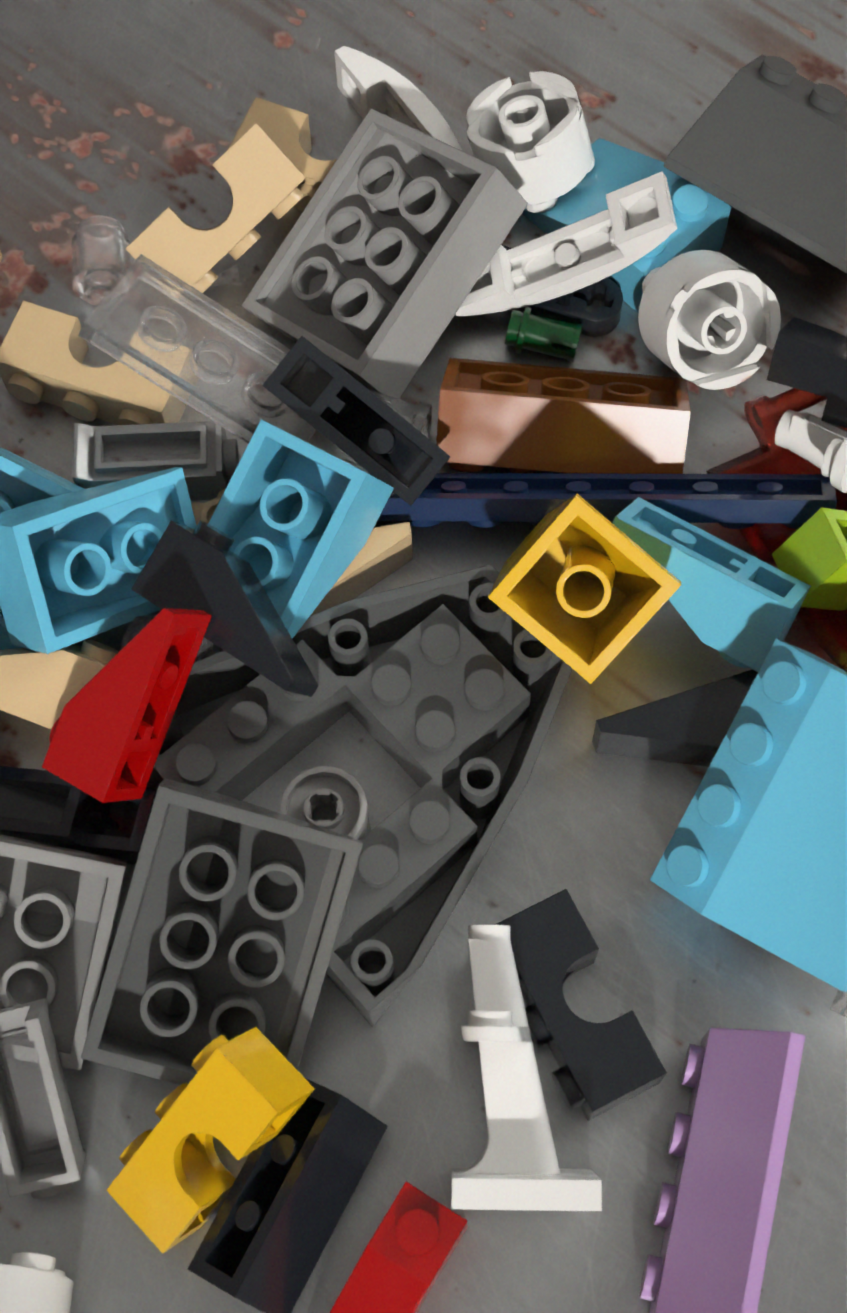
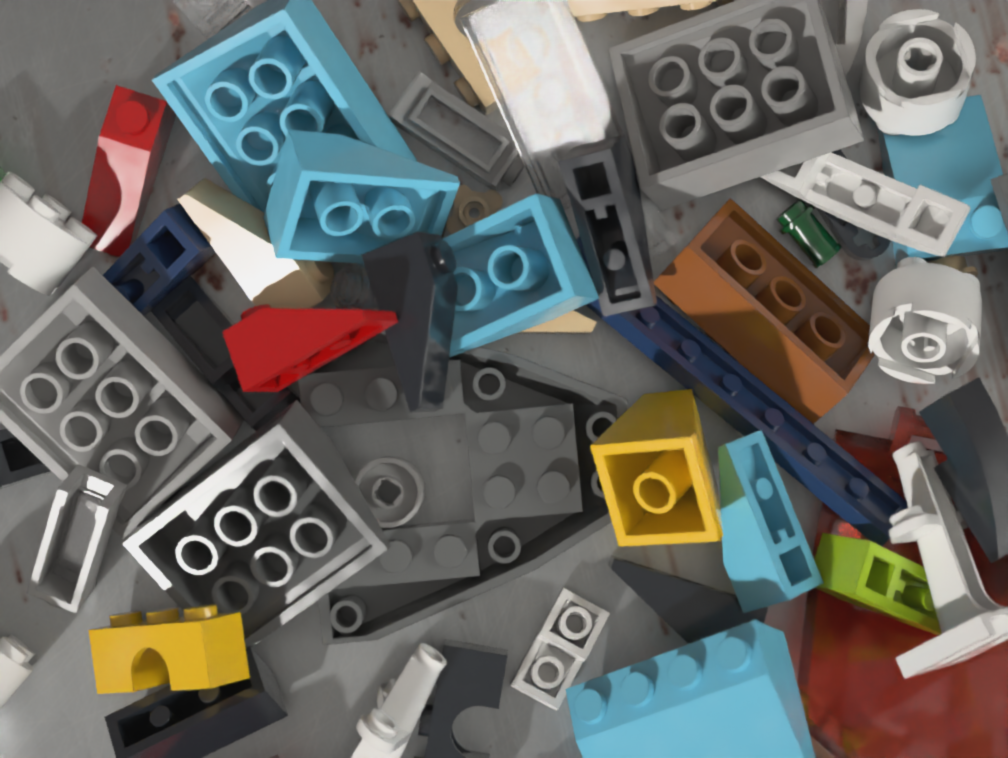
camera: 30 degrees right, 20 degrees up
(613, 862) = (559, 649): none -> white slope

